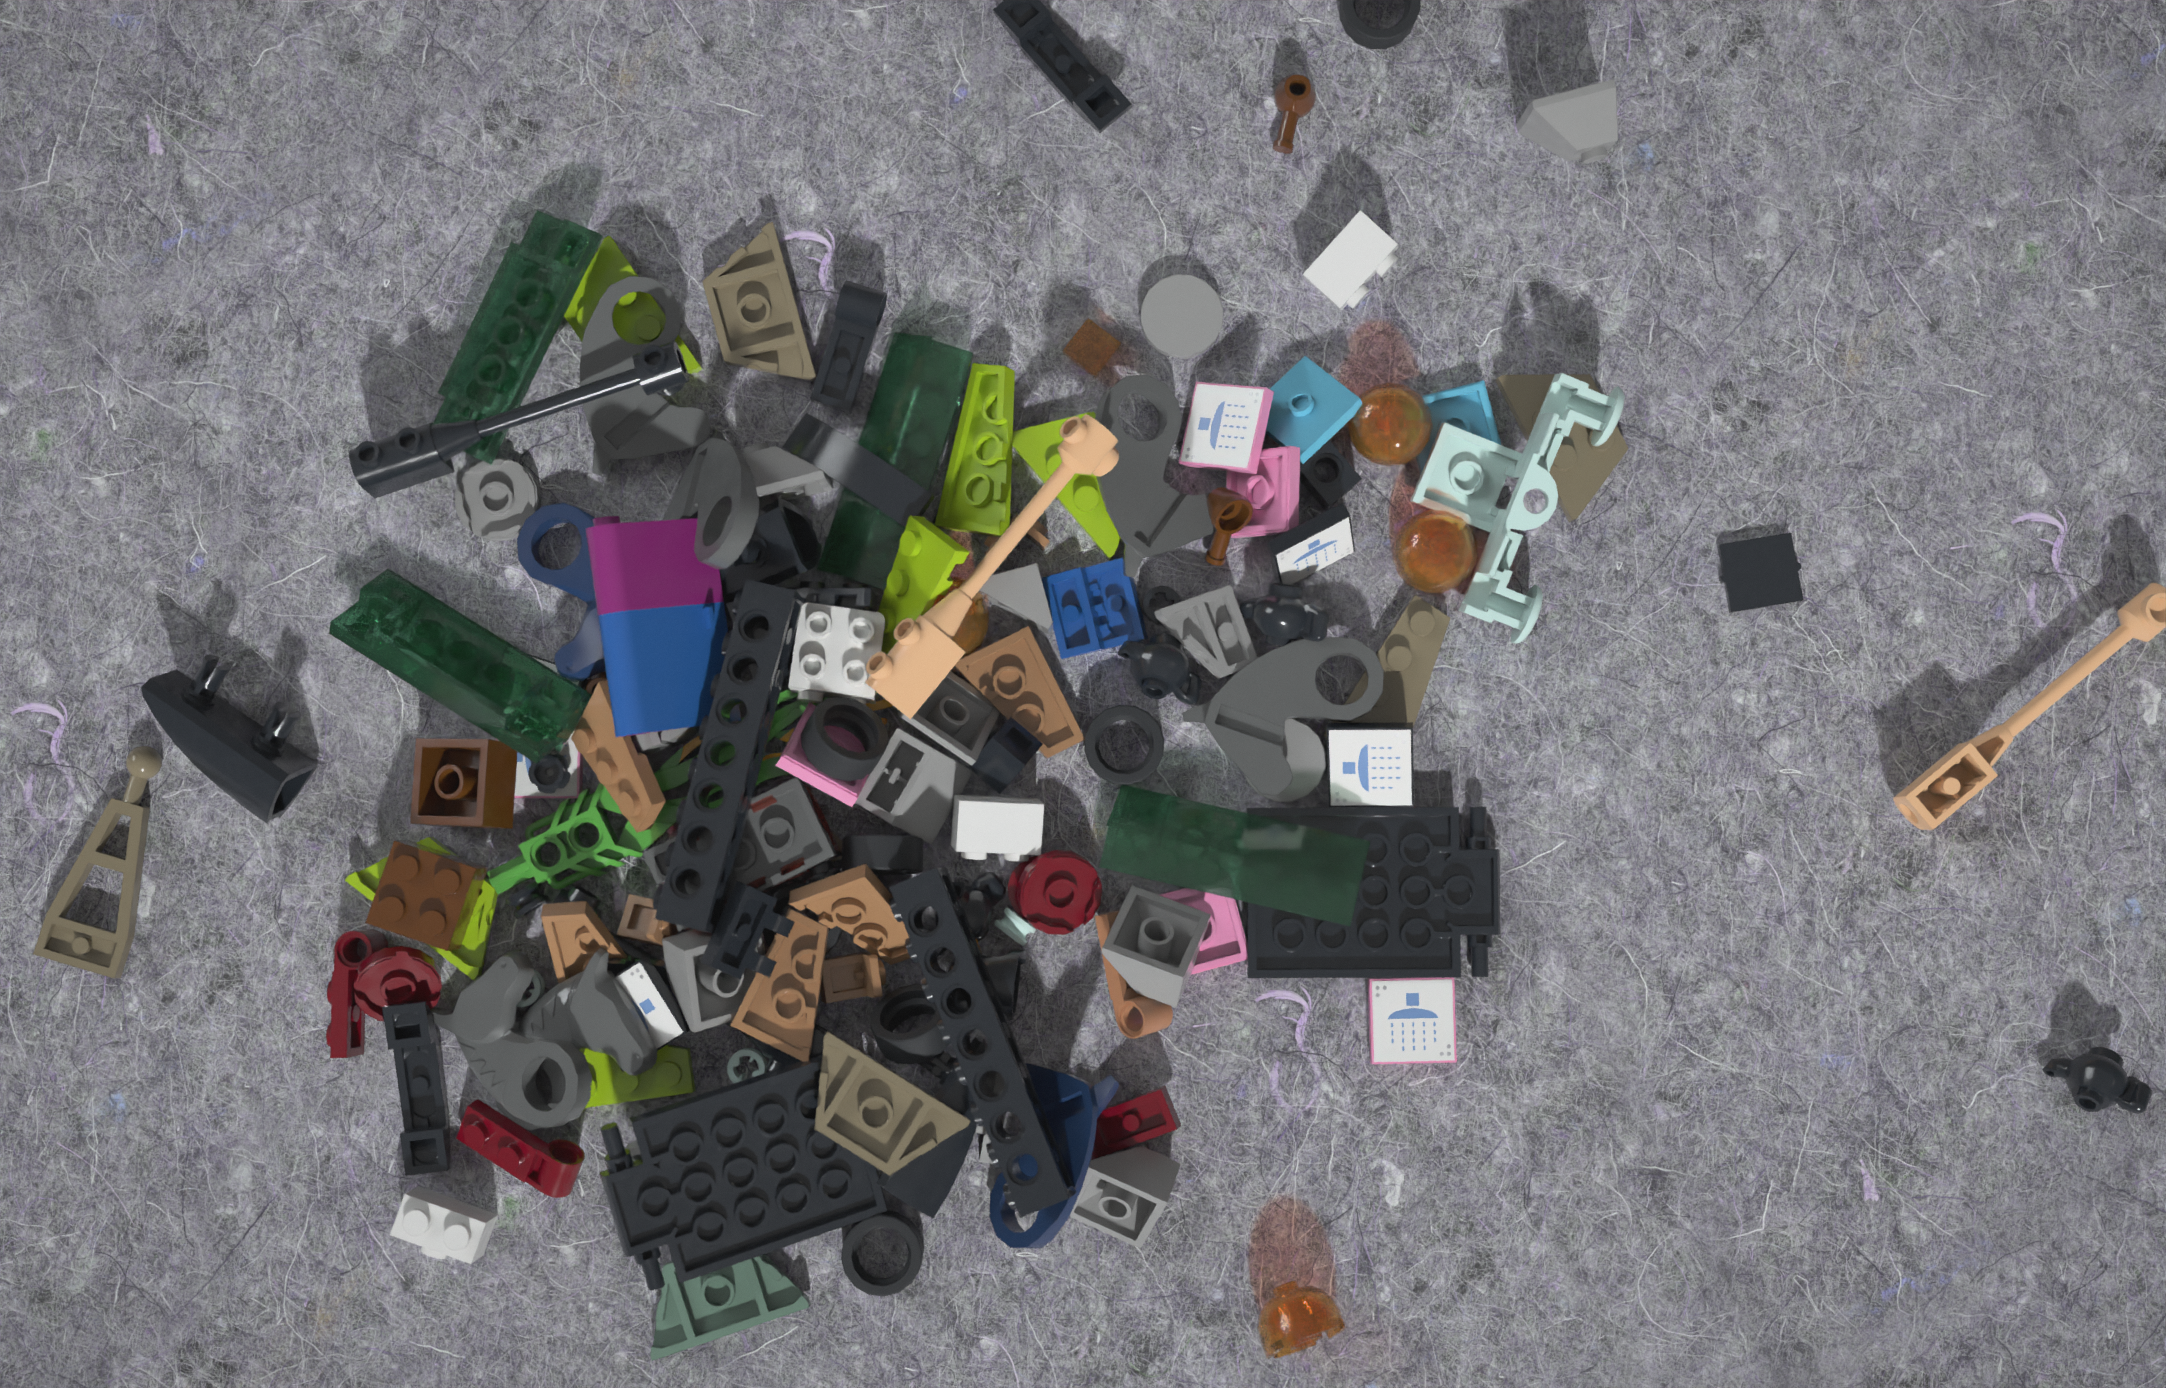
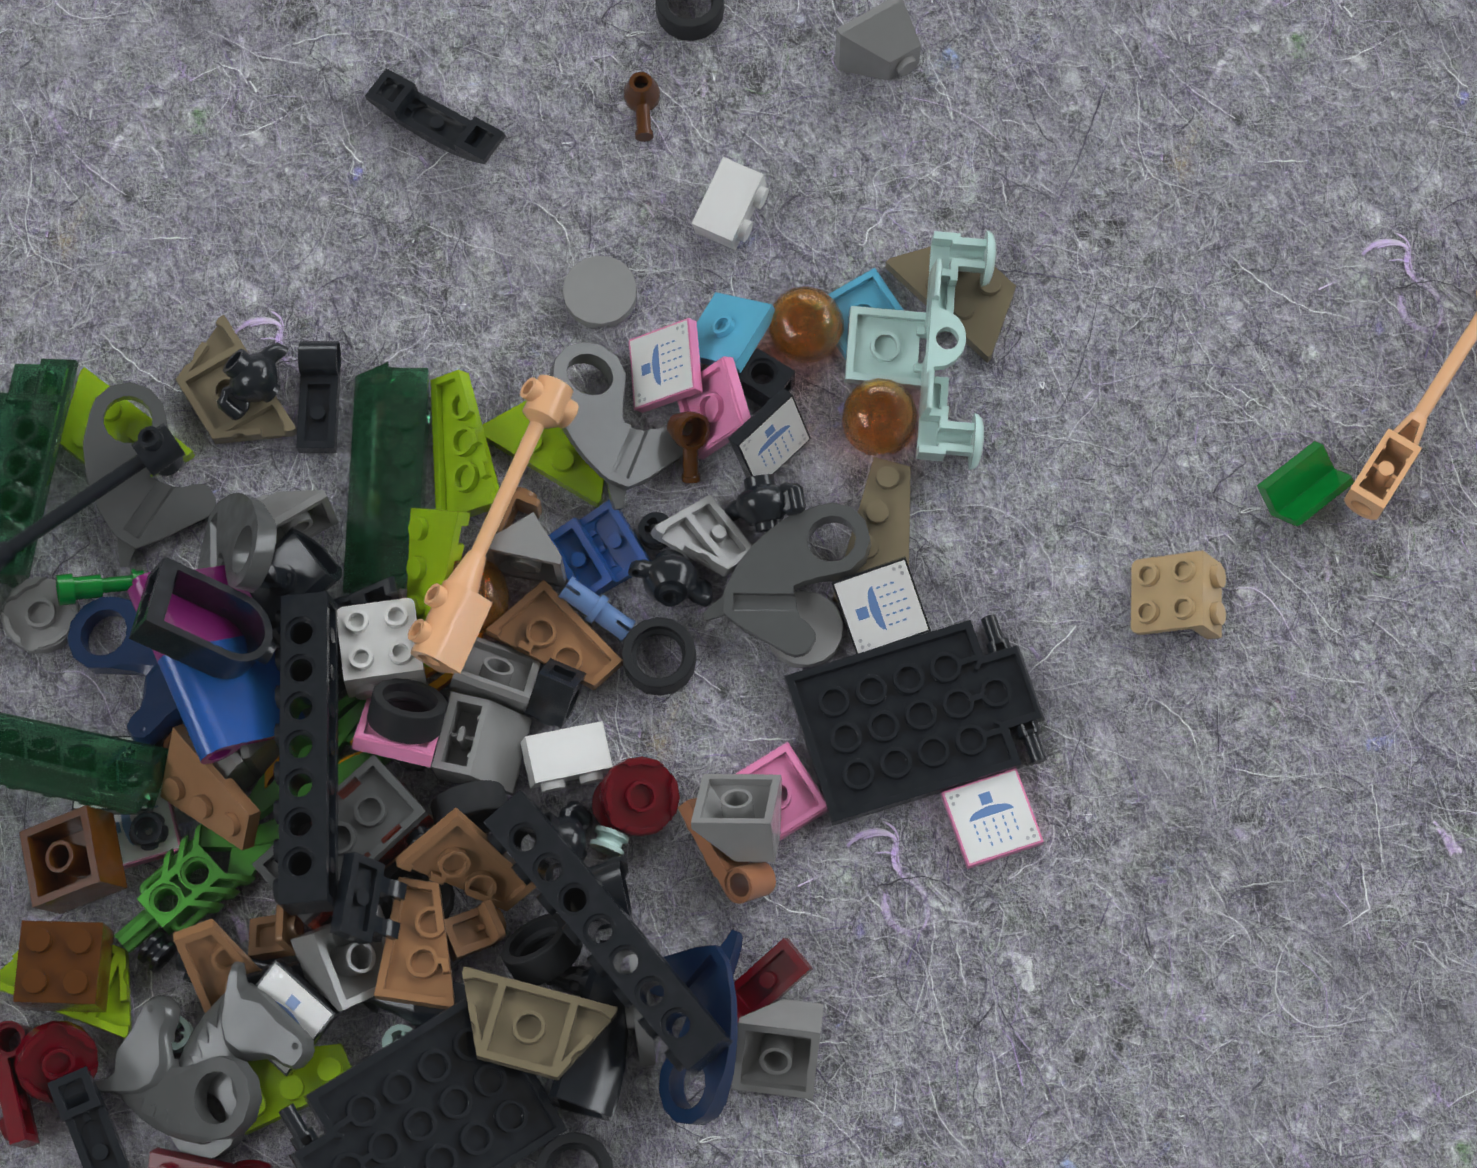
camera: 10 degrees left, 15 degrees down
(557, 489) = (91, 586): none -> green piece
(607, 562) = (247, 614): none -> black window
(781, 312) = (251, 379): none -> black piece
(858, 470) = (360, 488): black slope -> none
(1074, 674) = (597, 608): none -> medium blue pin
(1091, 348) = (530, 339): clear orange tile -> none
(1235, 854) = (785, 717): clear green slope -> none
(1297, 1319) = (975, 1113): clear orange cylinder -> none
(1682, 845) = (1178, 594): none -> tan bracket
(1760, 572) = (1164, 355): black piece -> none
(1857, 770) = (1303, 485): none -> green panel

